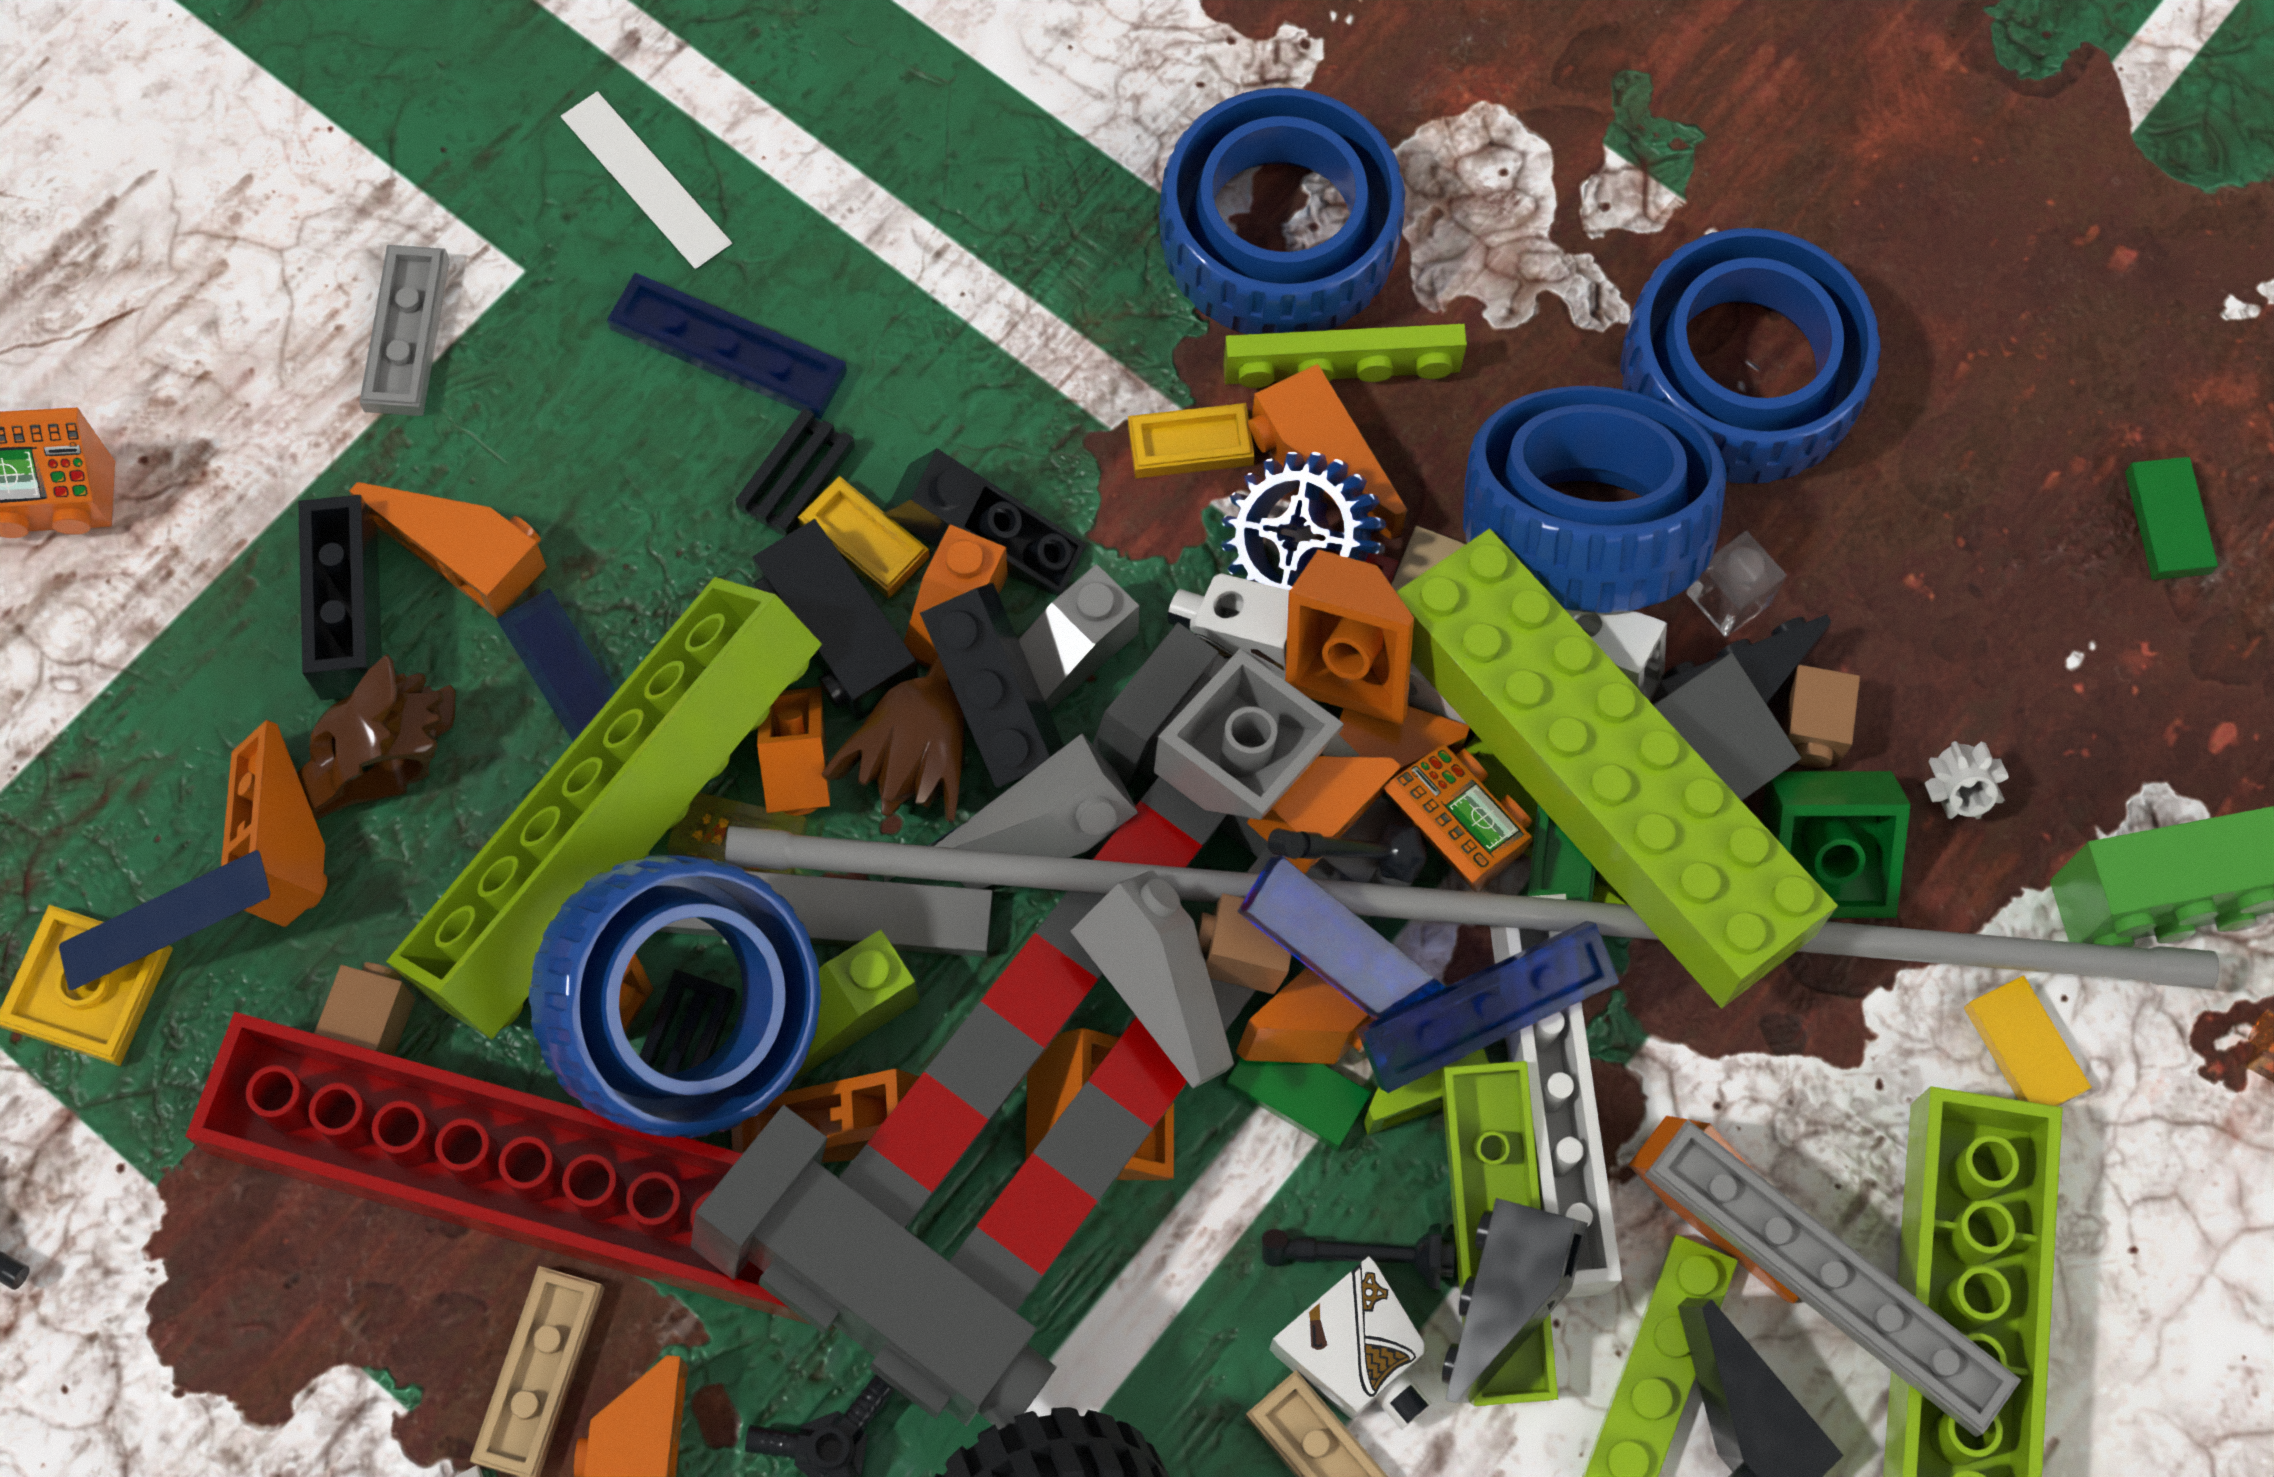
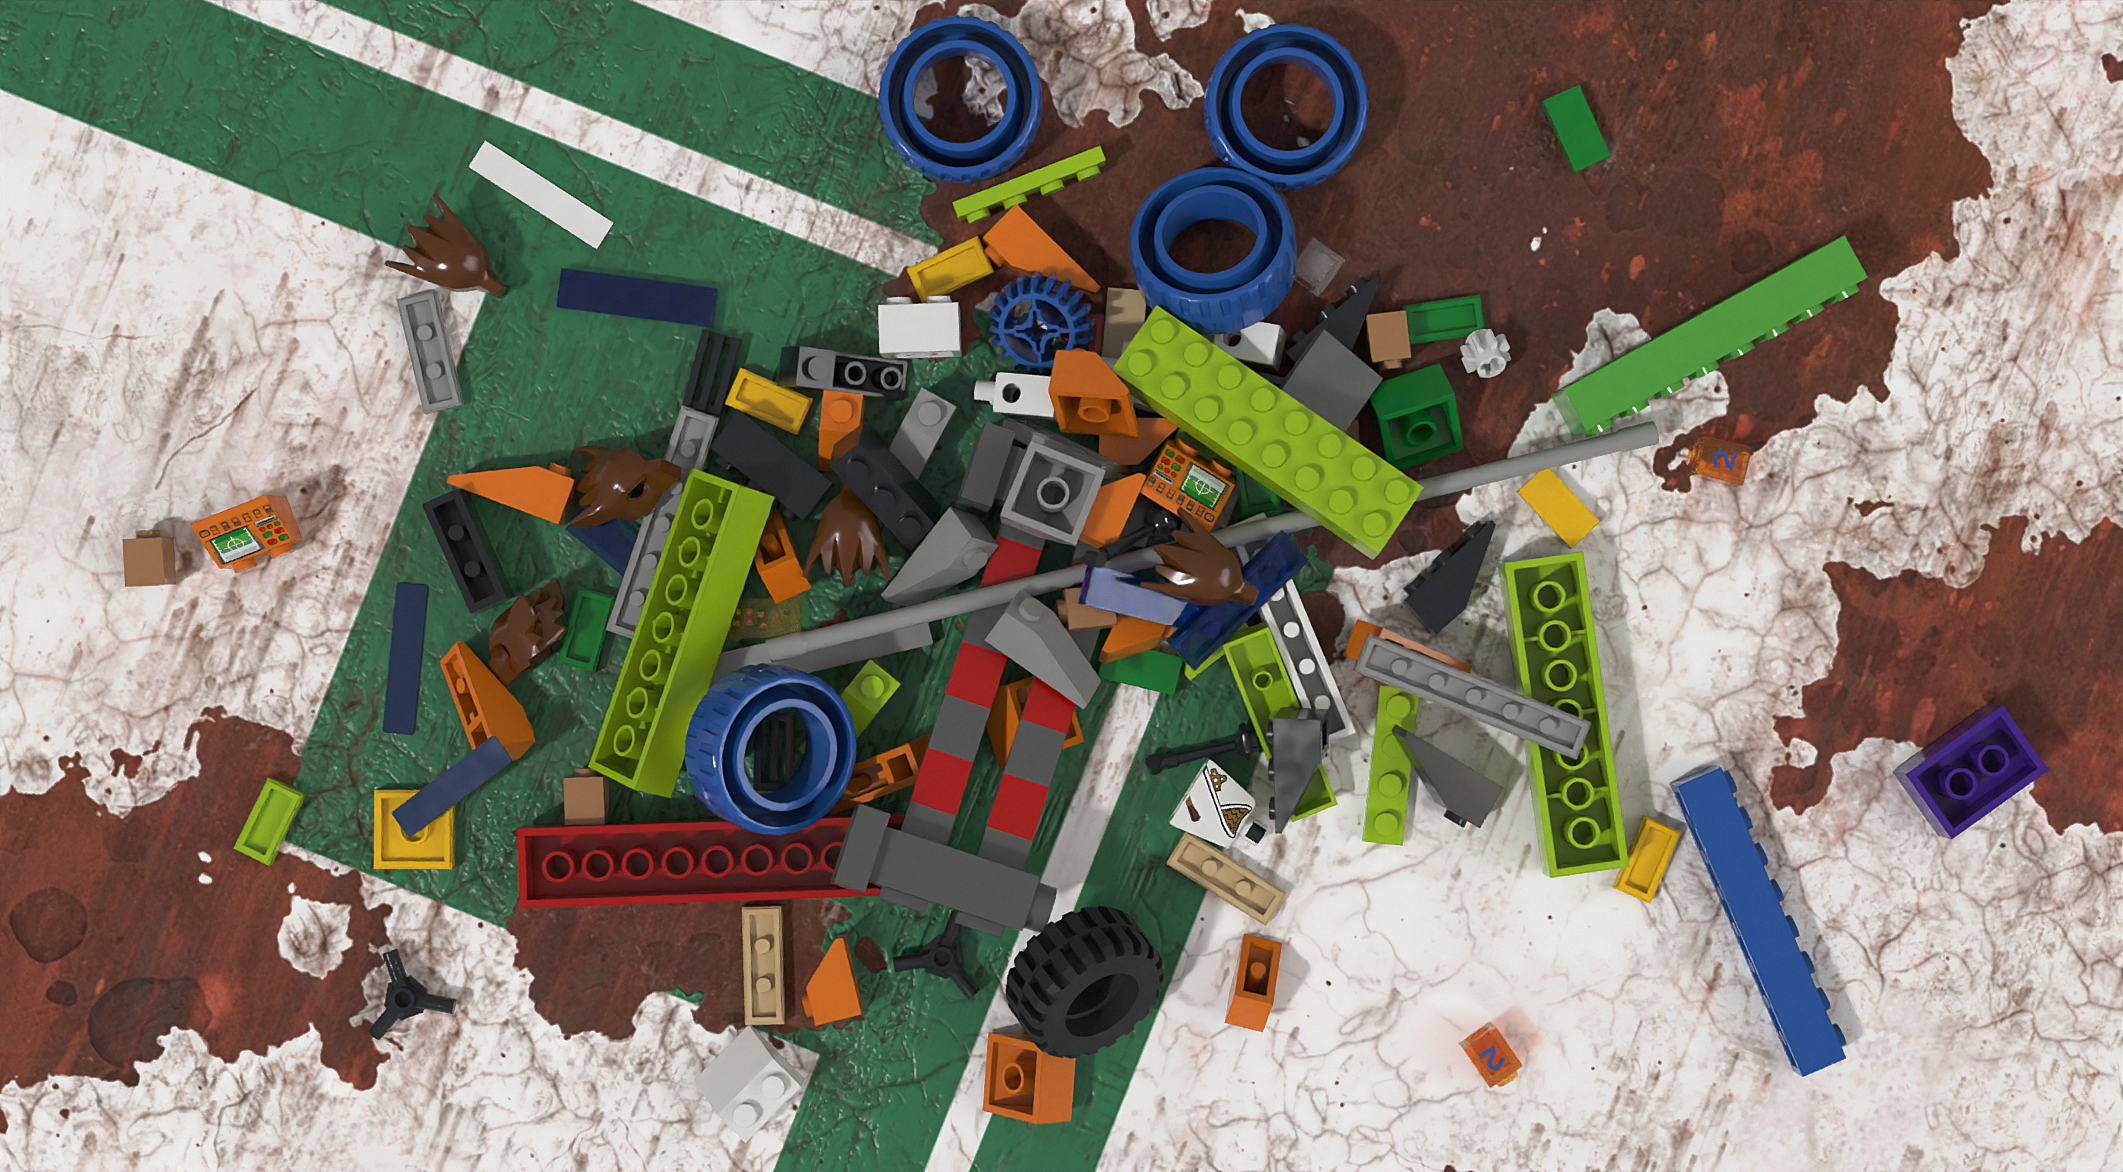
camera: 15 degrees left, 20 degrees up
(182, 735) = (405, 658): none -> dark blue sticker
(469, 772) = (586, 629): none -> green tile
(484, 203) = (449, 256): none -> reddish brown piece
(603, 570) = (612, 477): none -> reddish brown piece
(719, 551) = (688, 450): none -> light grey tile
(1121, 488) = (919, 329): none -> white brick
(1446, 919) = (1200, 568): none -> reddish brown piece
(1819, 1114) = (1447, 588): none -> black slope
(1911, 721) = (1444, 319): none -> green tile

